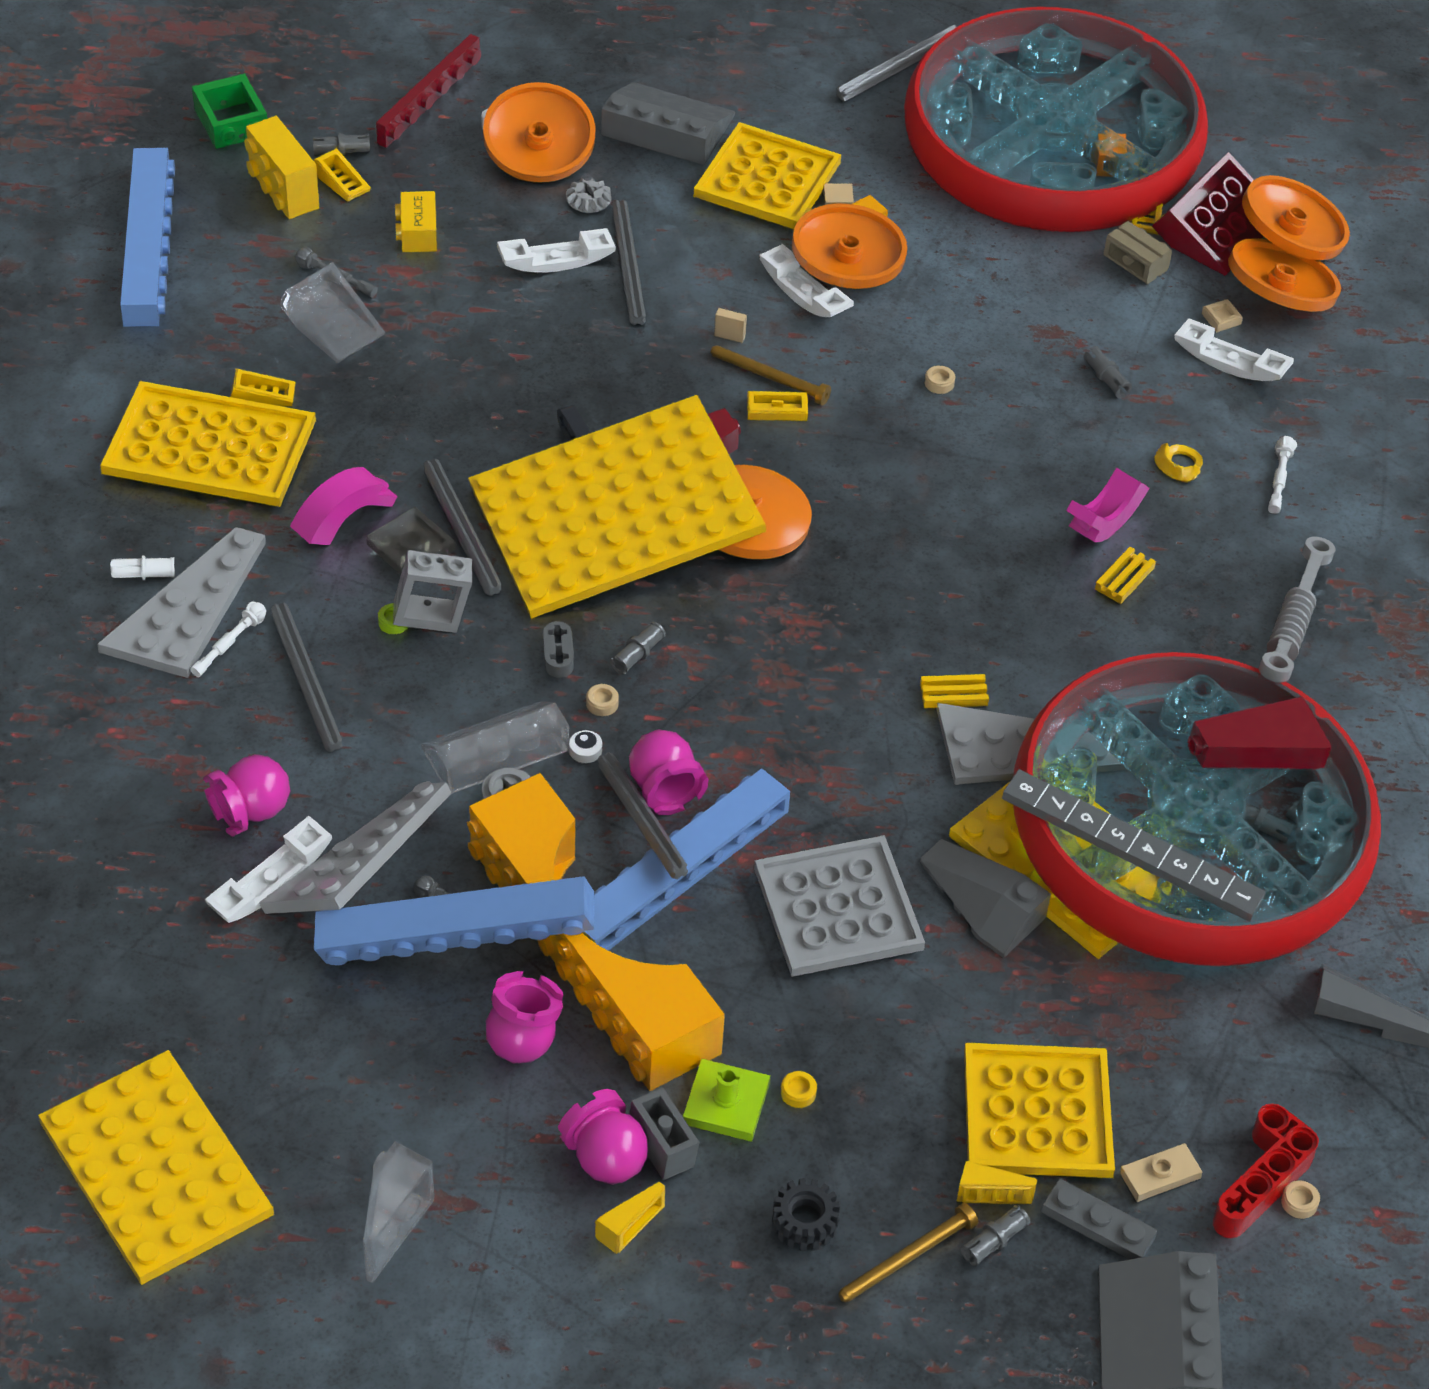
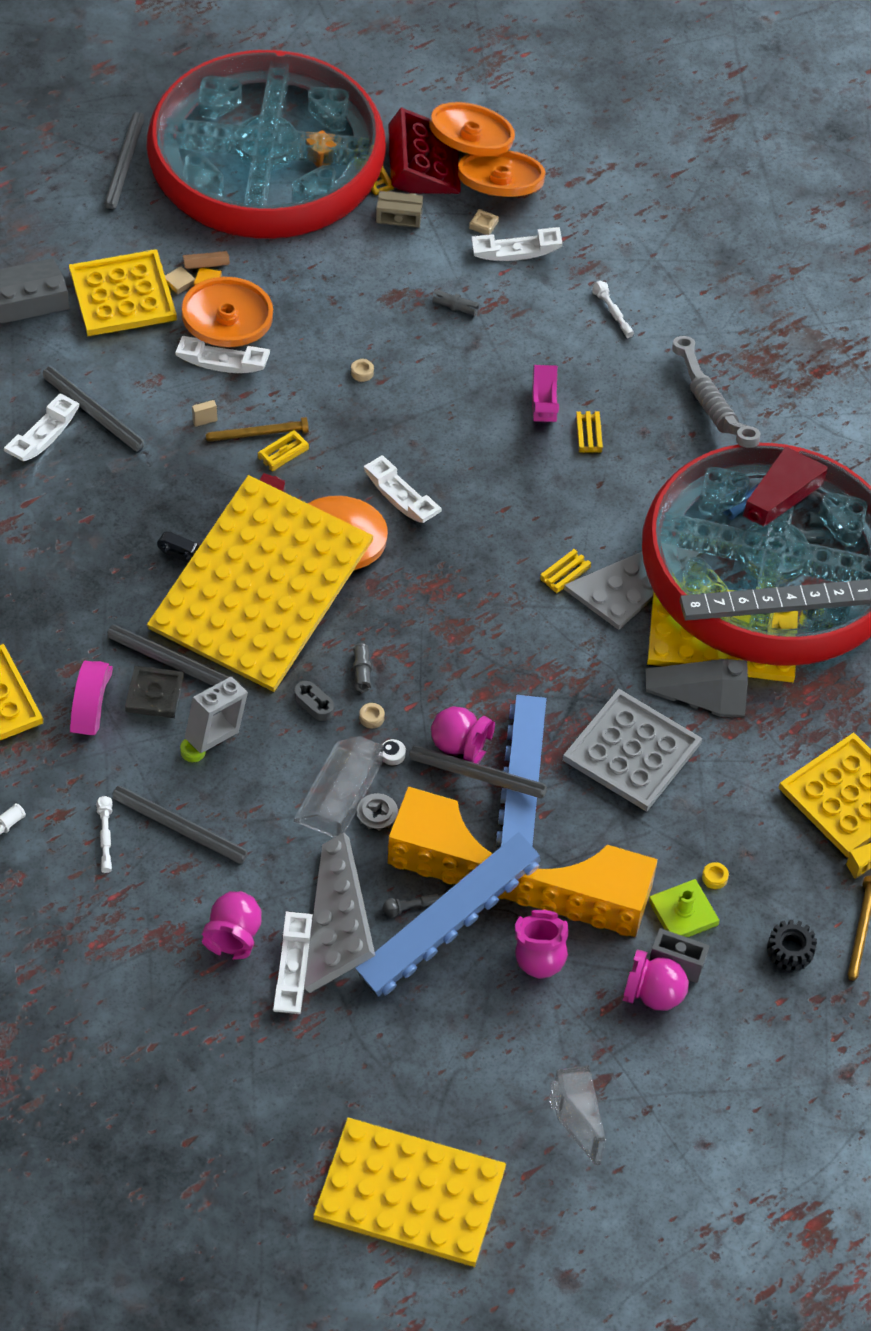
camera: 40 degrees left, 5 degrees up
(183, 616) = (58, 840): light grey wing -> none
(581, 201) = (21, 383): light grey gear -> none
(626, 1220) = (705, 1025): yellow slope -> none
(855, 508) = (399, 493): none -> white slope
(883, 191) = (206, 260): none -> medium nougat tile
(1177, 472) = (542, 343): yellow piece -> none

